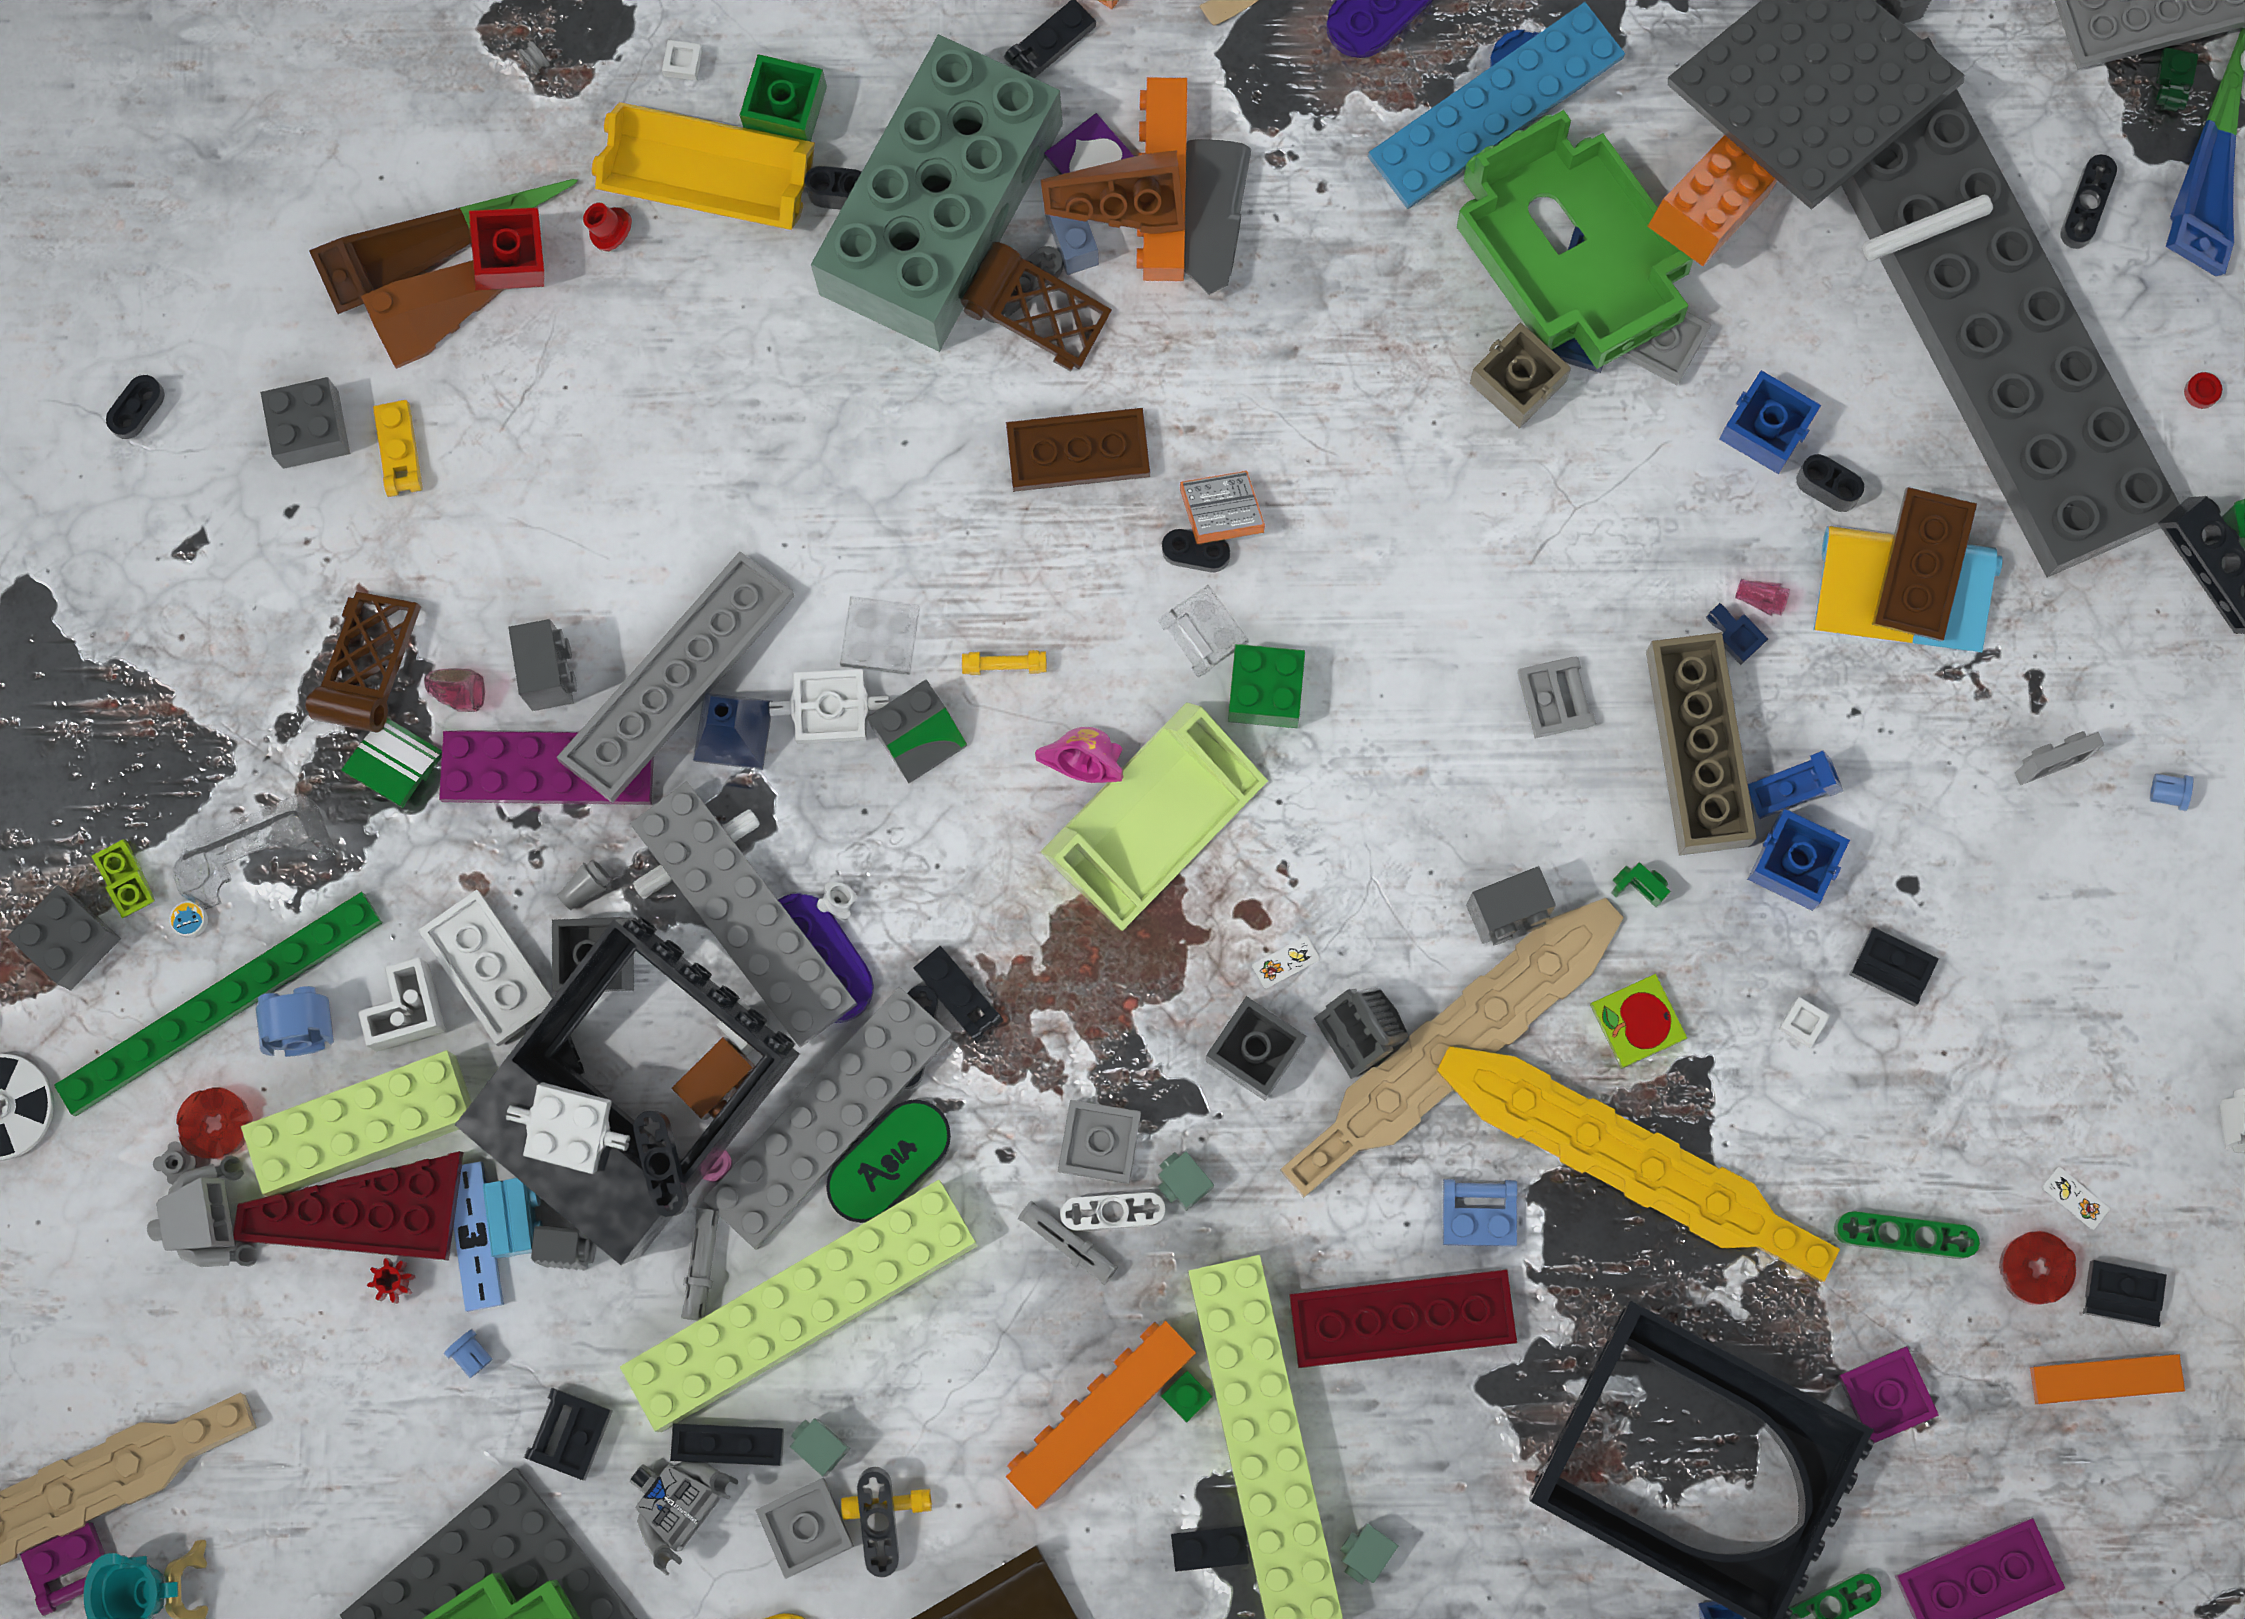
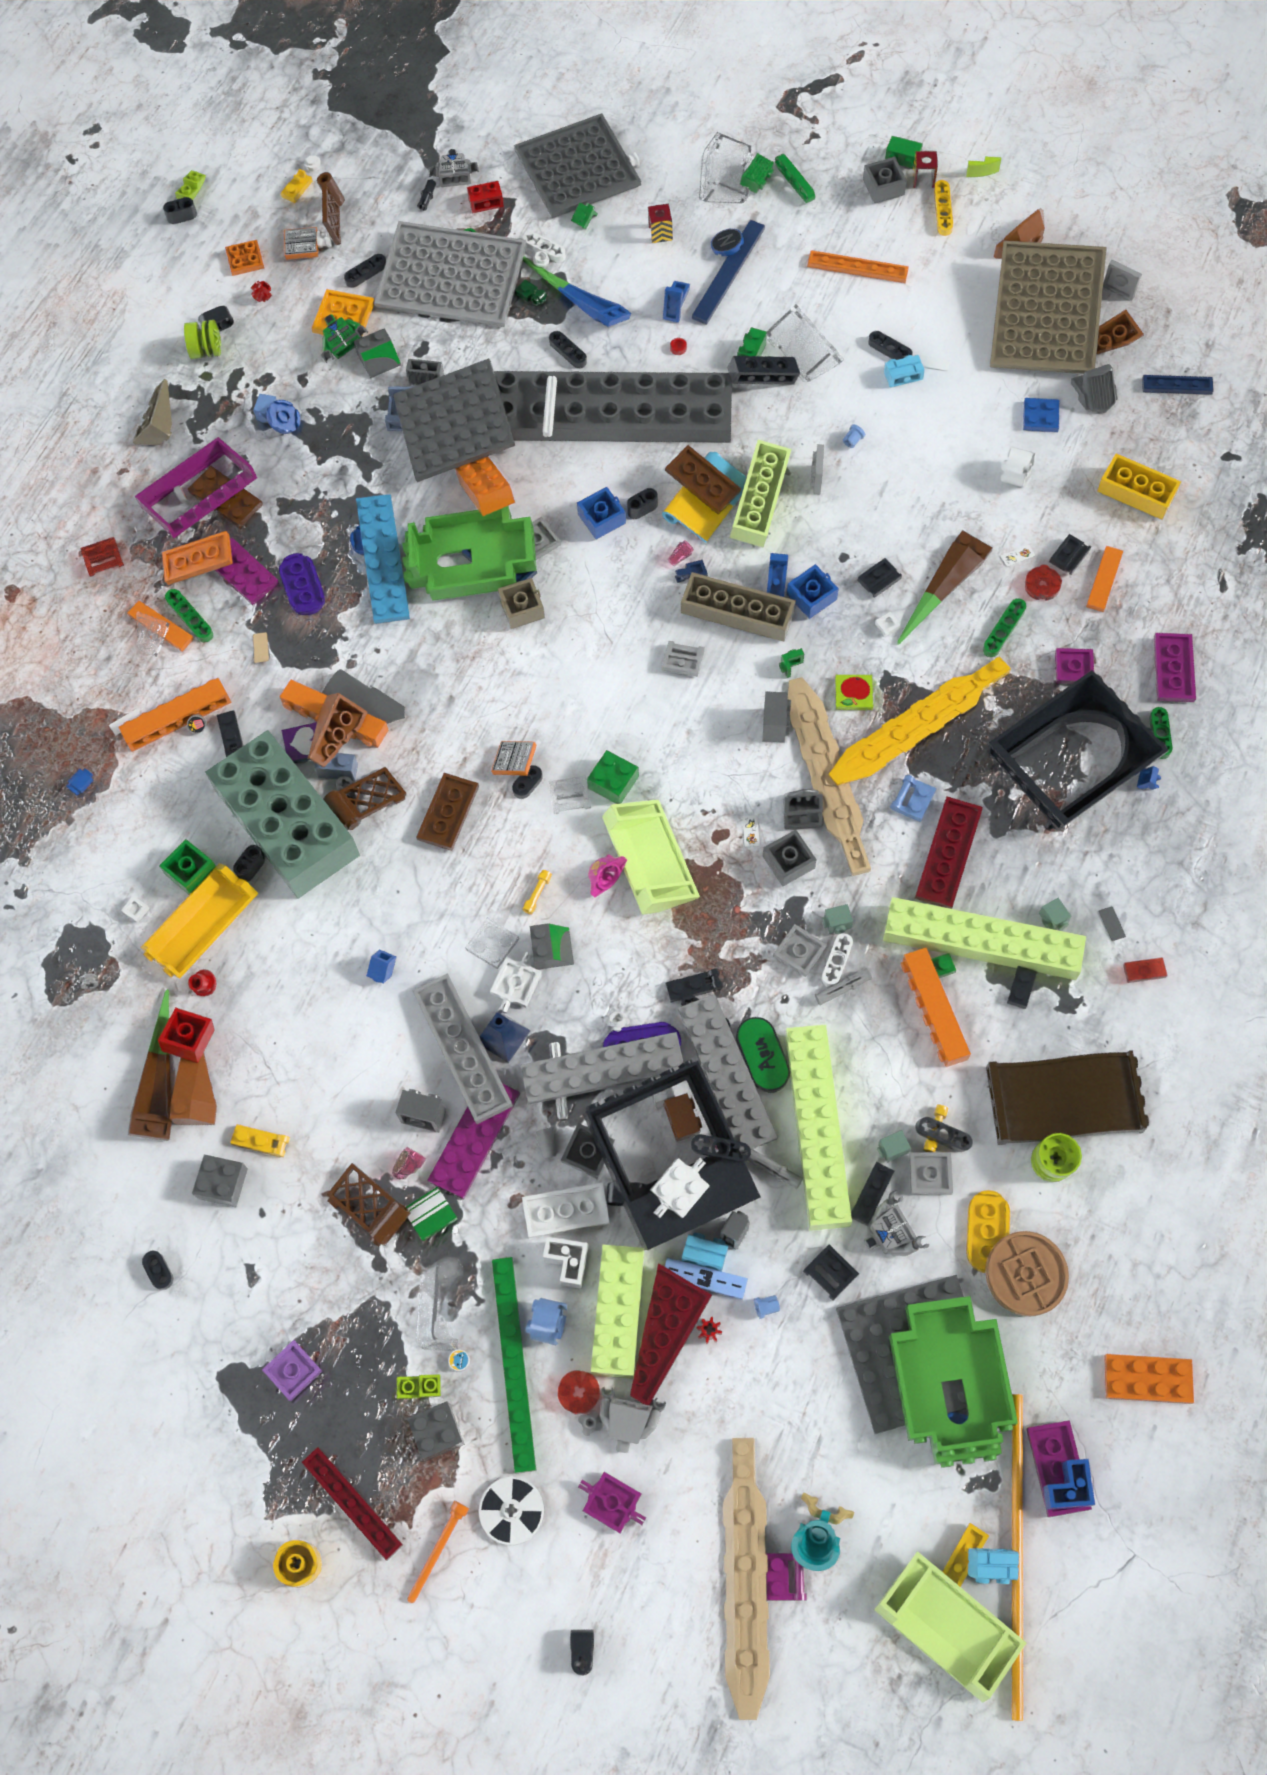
camera: 65 degrees left, 10 degrees down
(69, 680) = (292, 1370): none -> medium lavender plate
(69, 1252) = (612, 1502): none -> magenta plate
(755, 482) = (381, 966): none -> blue brick
(1955, 677) = (760, 493): none -> yellowish green brick
(2005, 1098) = (959, 563): none -> reddish brown plate

